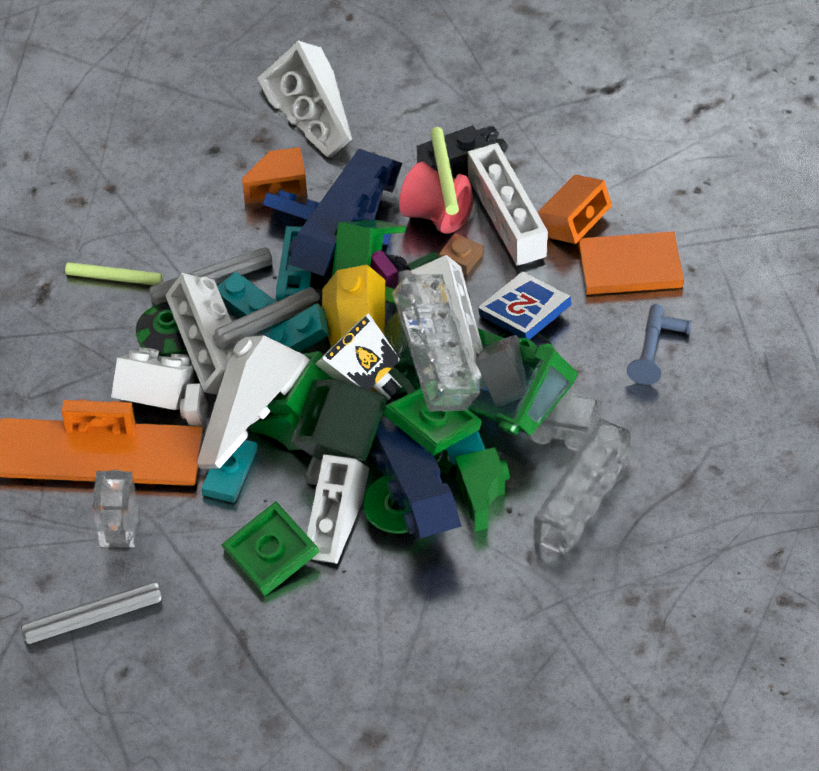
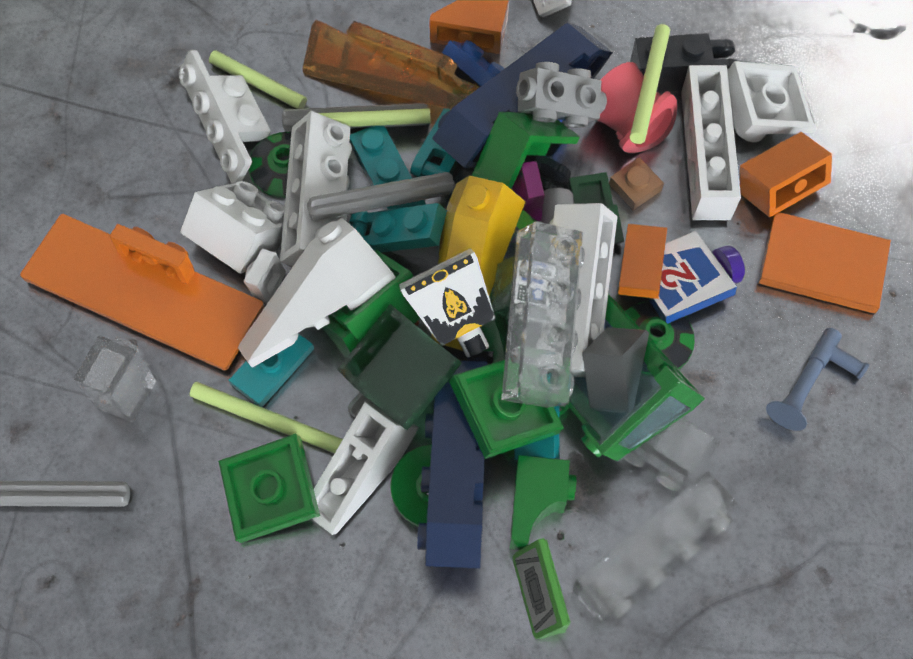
camera: 20 degrees right, 15 degrees up
(99, 305) = (226, 113): none -> white bracket
(218, 227) = (383, 65): none -> clear orange wedge
(240, 265) = (381, 117): none -> yellowish green bar
(240, 505) = (265, 417): none -> yellowish green bar
(379, 198) = (560, 95): none -> light grey brick
(491, 302) = (642, 261): none -> orange tile
(511, 543) = (541, 590): none -> slope
(540, 161) = (767, 100): none -> white slope
(559, 281) = (731, 262): none -> dark purple tile

